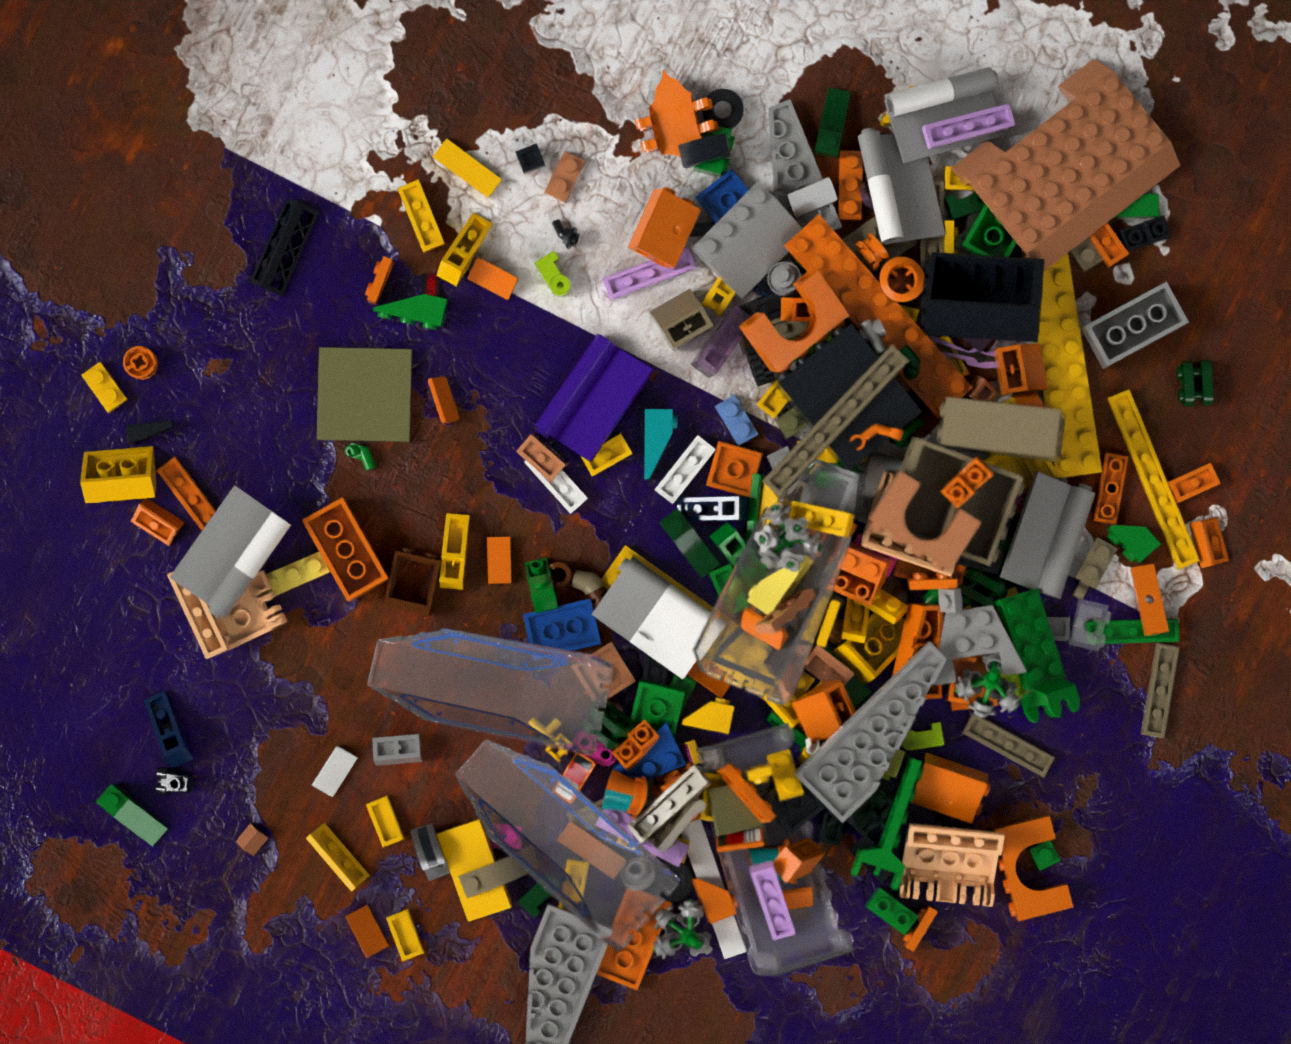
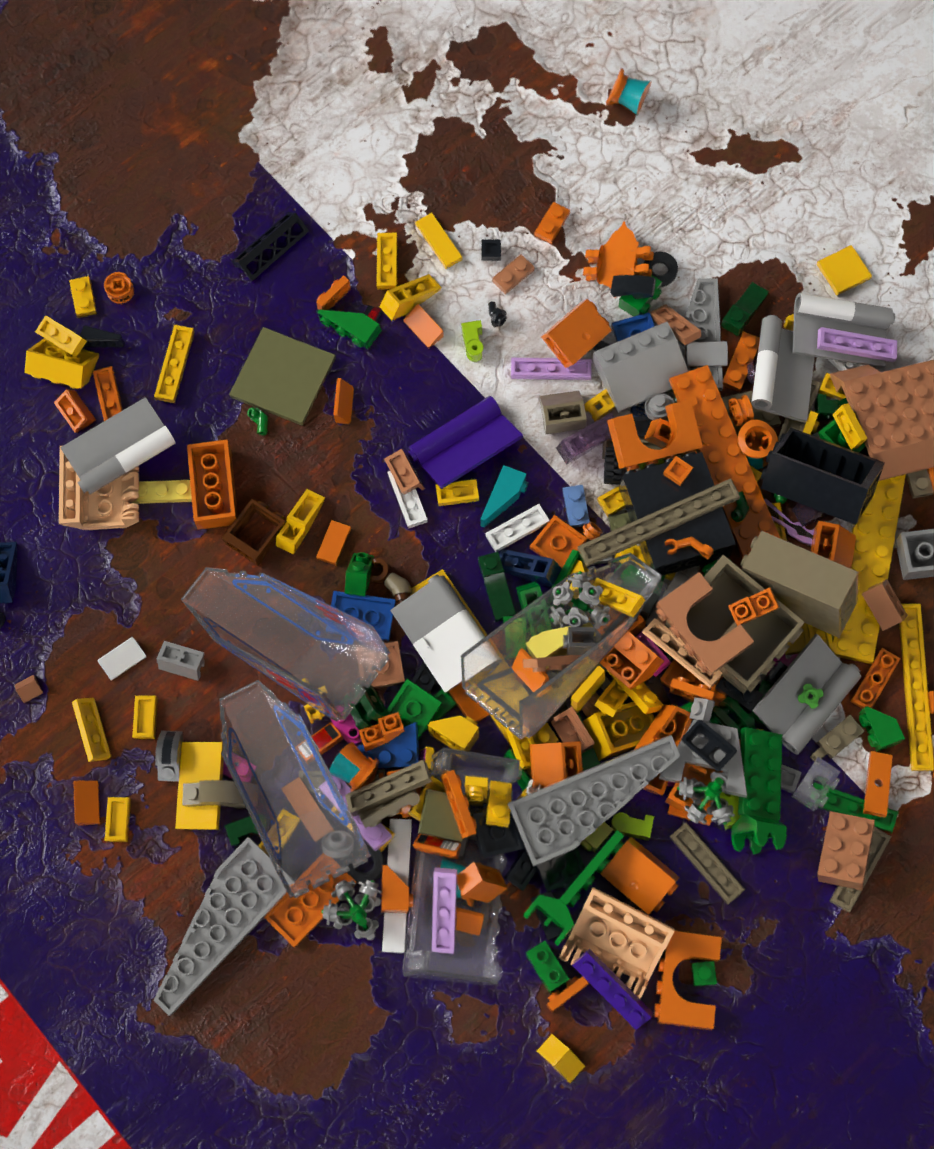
camera: 25 degrees right, 15 degrees down
(105, 446) = (61, 336): none -> yellow plate
(241, 427) = (174, 364): none -> yellow plate
(583, 98) = (552, 222): none -> orange plate
(764, 443) = (591, 530): none -> orange plate
(767, 174) = (682, 328): none -> nougat plate
(807, 573) = (577, 635): none -> flat silver window
(835, 357) = (678, 470): none -> orange plate
(871, 333) = (718, 470): light grey plate -> none
(922, 33) = (844, 270): none -> yellow tile
(936, 990) = (561, 1058): none -> yellow slope
(962, 907) = (612, 989): none -> dark purple plate
(974, 630) = (715, 741): none -> black piece
(993, 229) = (850, 426): none -> yellow plate
(1051, 531) = (804, 697): none -> bright green plate
(1094, 408) = (884, 605): none -> nougat hinge
(1140, 681) = (846, 850): none -> nougat brick

